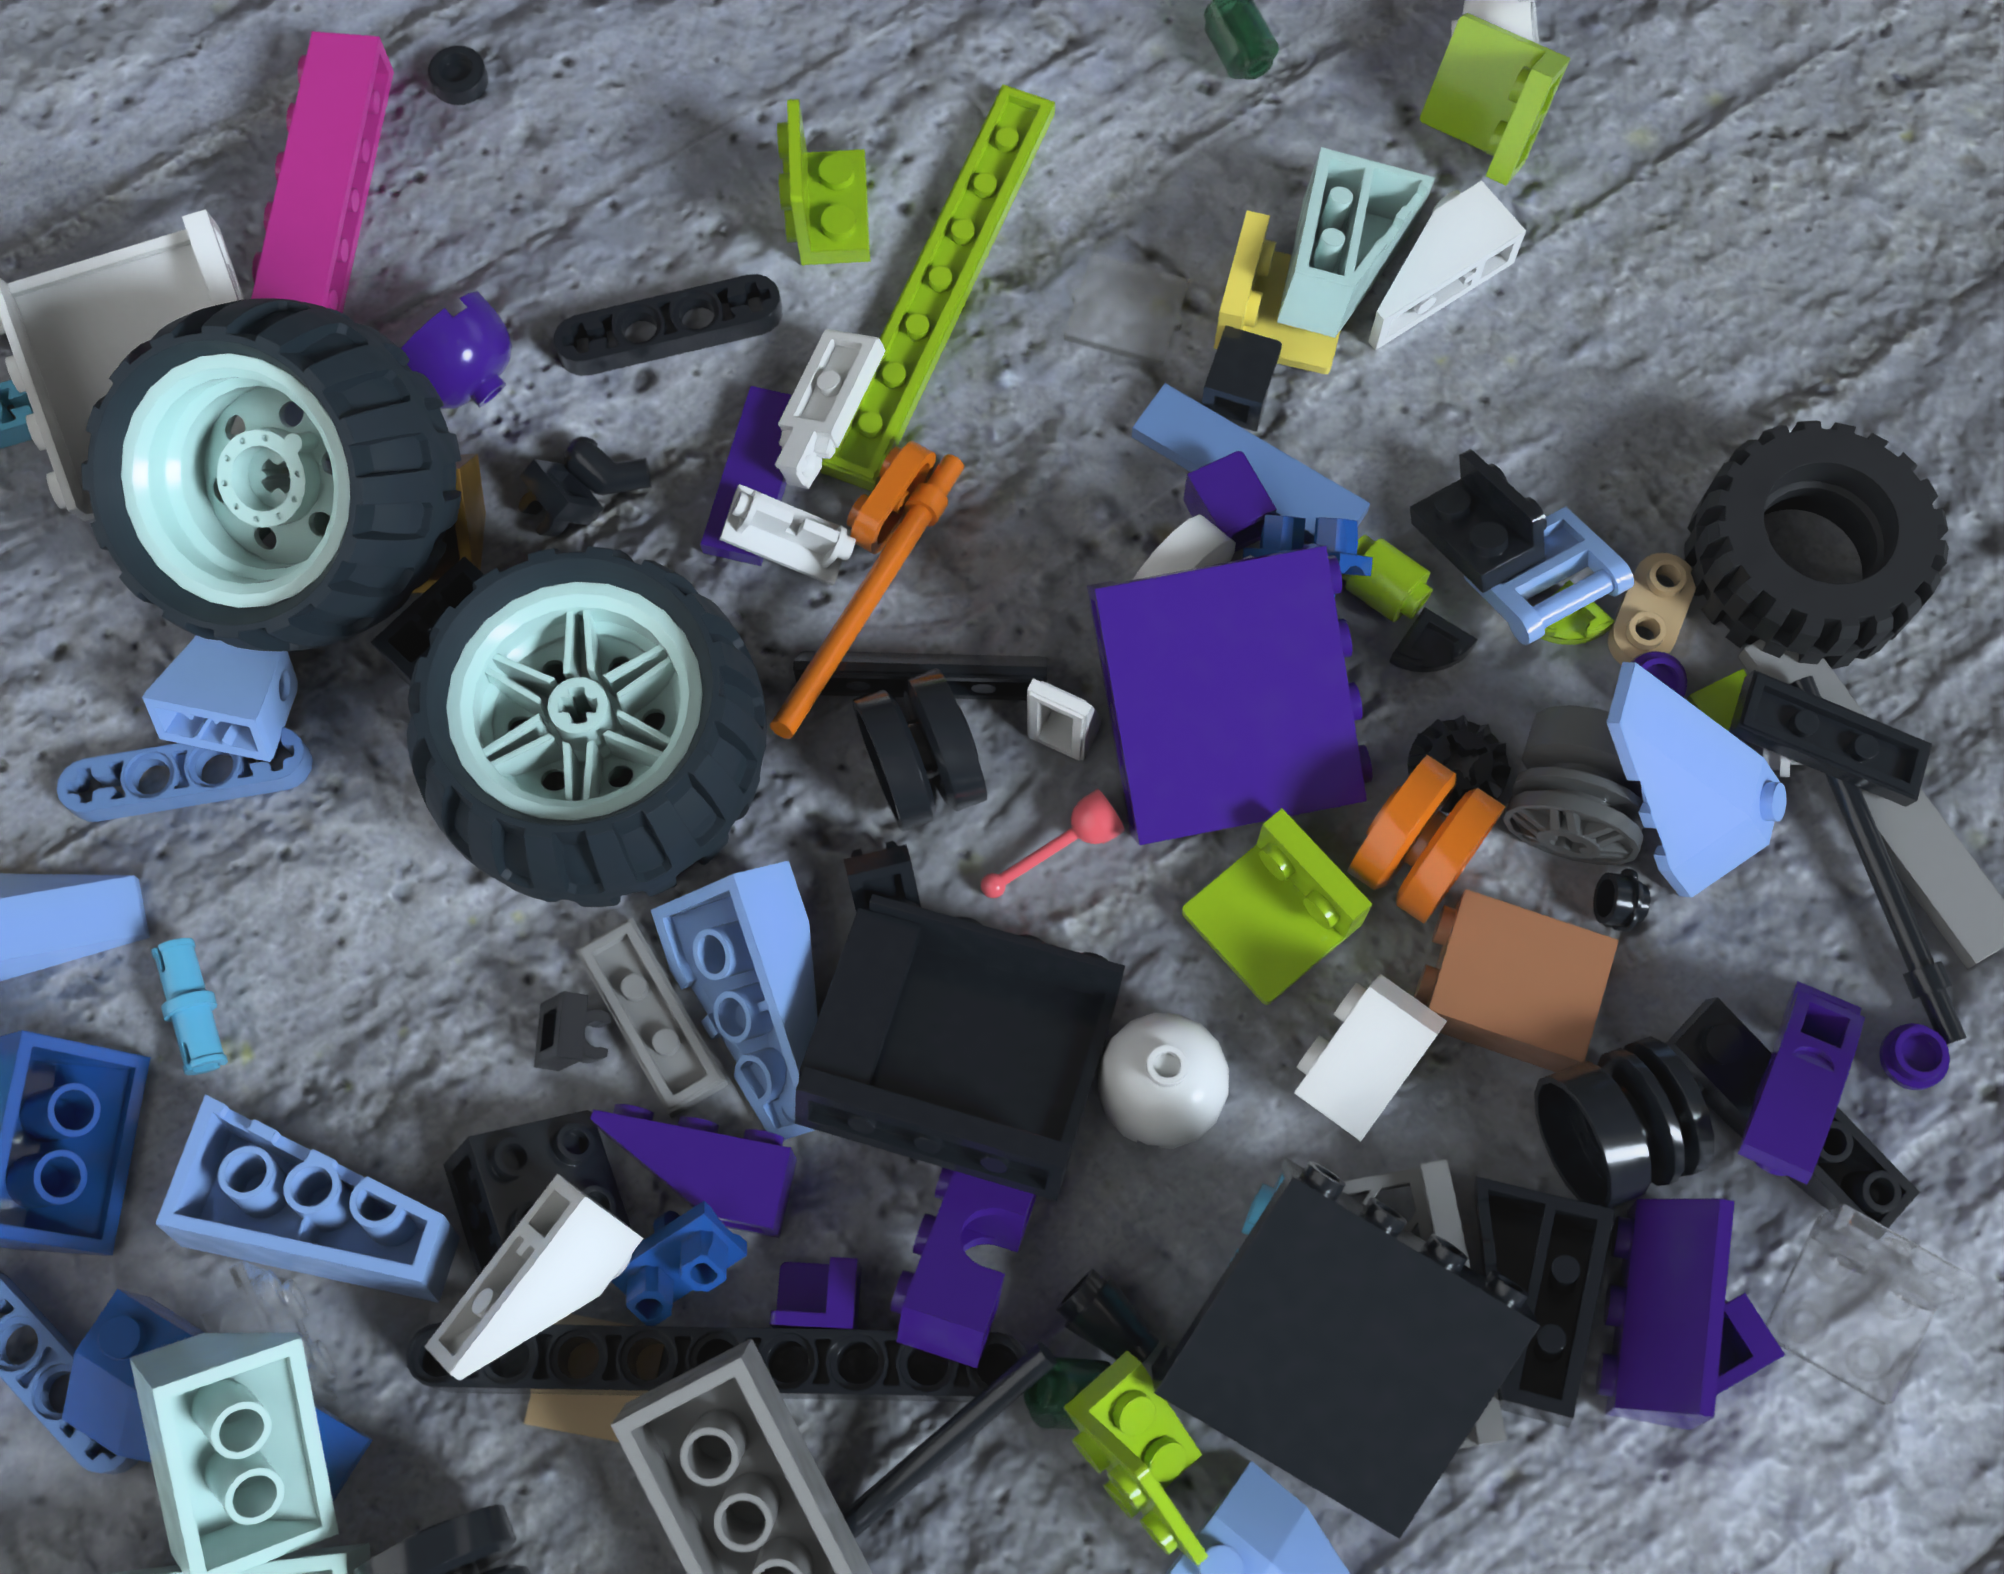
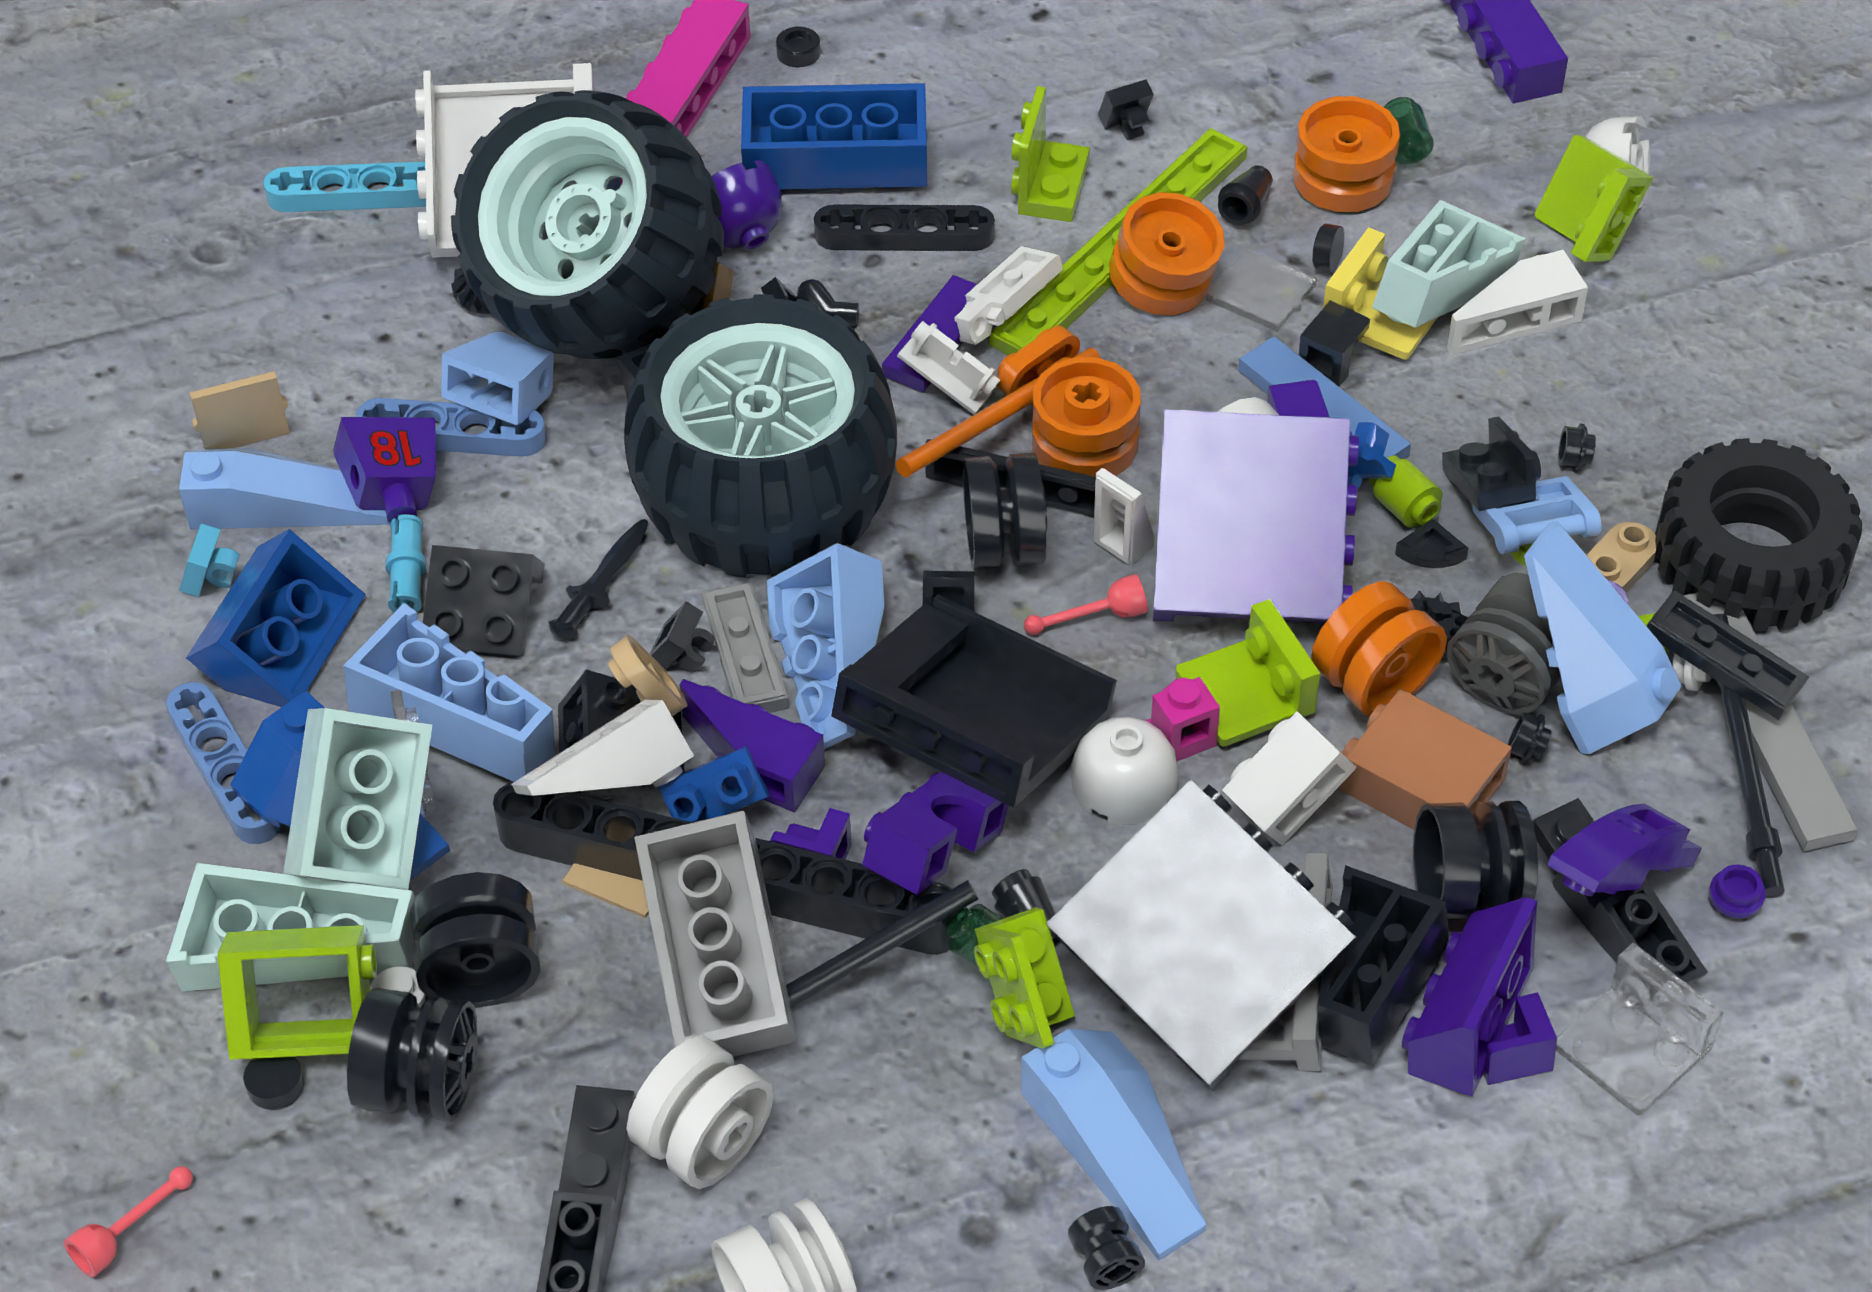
camera: 15 degrees right, 20 degrees down
(123, 867) = (388, 462): none -> dark purple torso
(297, 1036) = (481, 597): none -> black bracket
(436, 977) = (592, 592): none -> black sword
(545, 215) = (837, 134): none -> blue brick
(550, 1141) = (638, 668): none -> tan plate
(896, 81) = (1127, 108): none -> black tile
(976, 572) = (1086, 416): none -> orange wheel
(1008, 300) = (1166, 253): none -> orange wheel
(1072, 182) = (1245, 195): none -> black cone
(1182, 92) = (1346, 153): none -> orange wheel
(1194, 234) = (1328, 247): none -> black tile
(1215, 988) = (1186, 704): none -> dark pink brick
(1563, 458) = (1576, 447): none -> black plate

